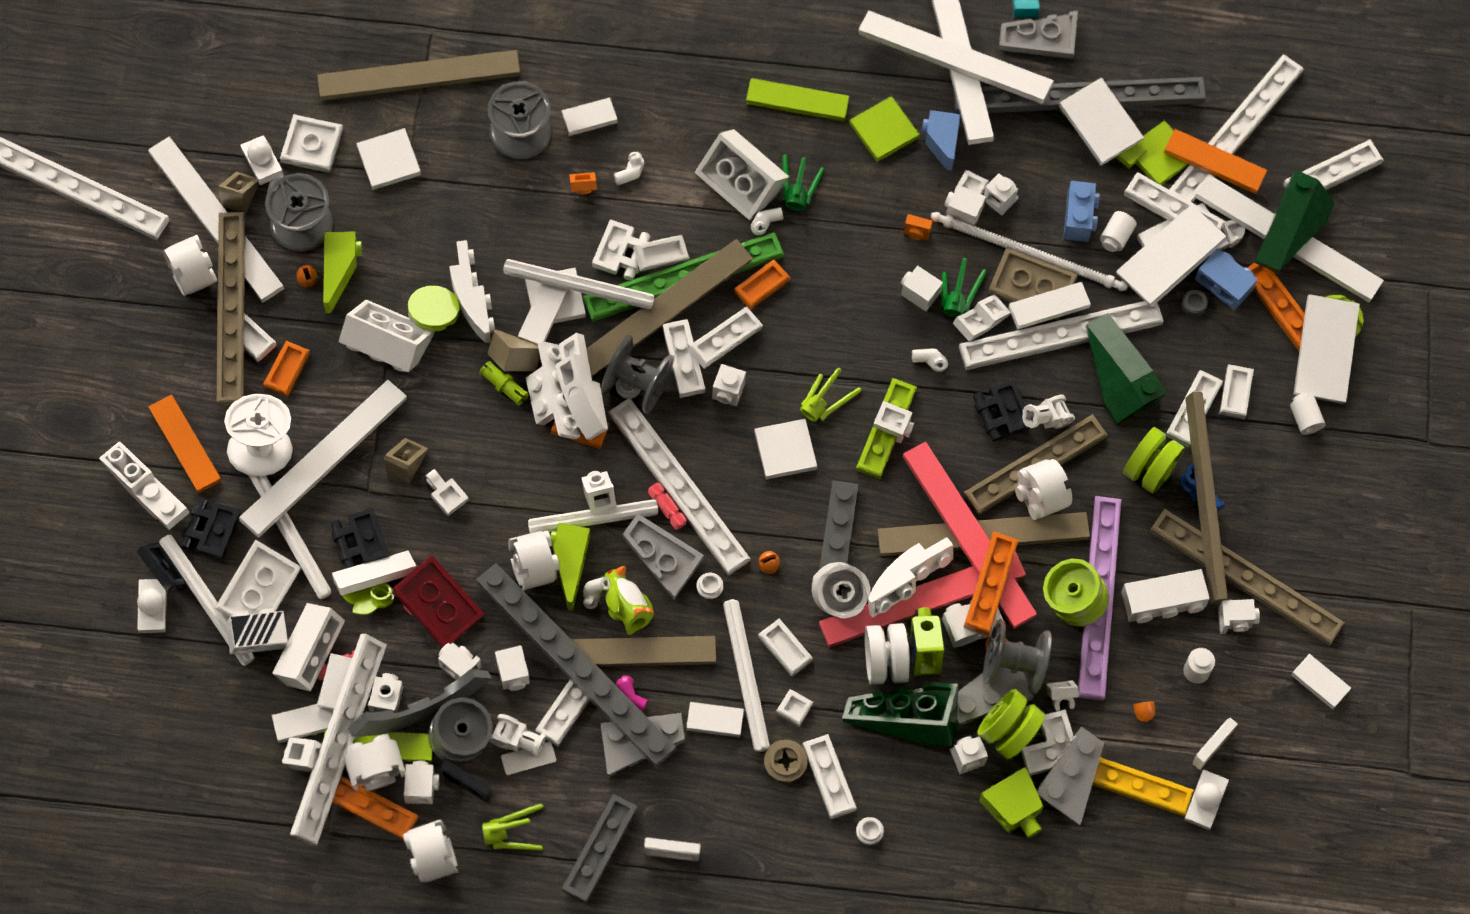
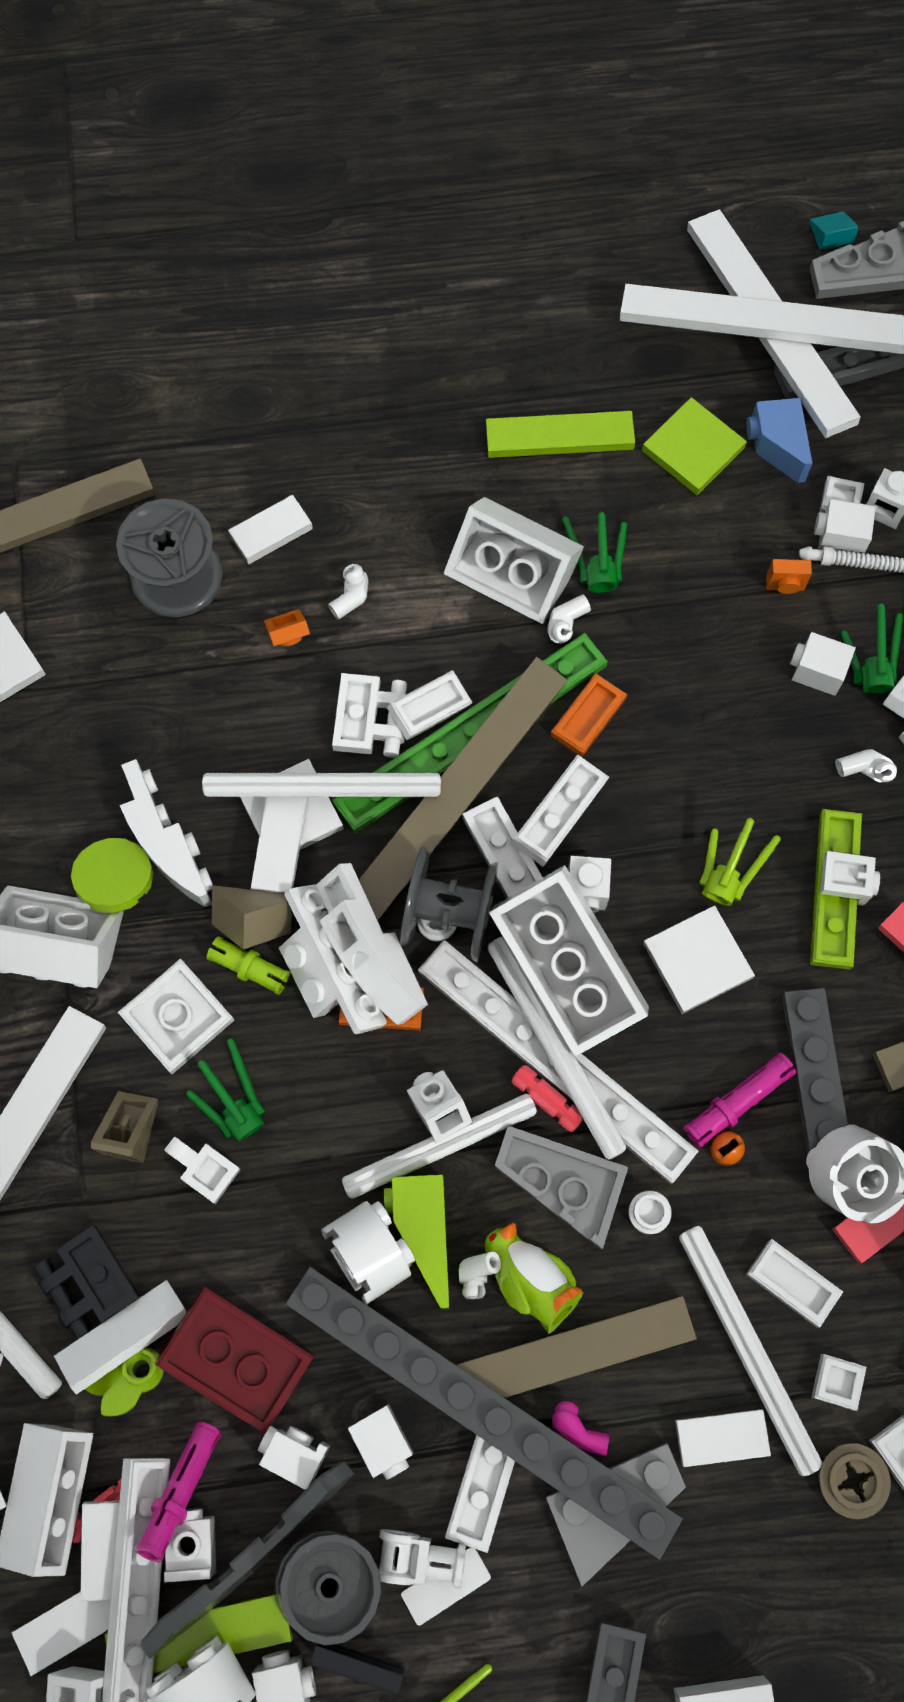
camera: 10 degrees left, 5 degrees up
(382, 666) = (170, 1508): none -> dark pink pin
(451, 402) = (176, 1016): none -> white tile
(475, 471) = (240, 1117): none -> green plant
(680, 475) = (558, 1051): none -> white axle
(701, 423) = (569, 961): none -> white brick
(774, 539) = (730, 1107): none -> dark pink pin

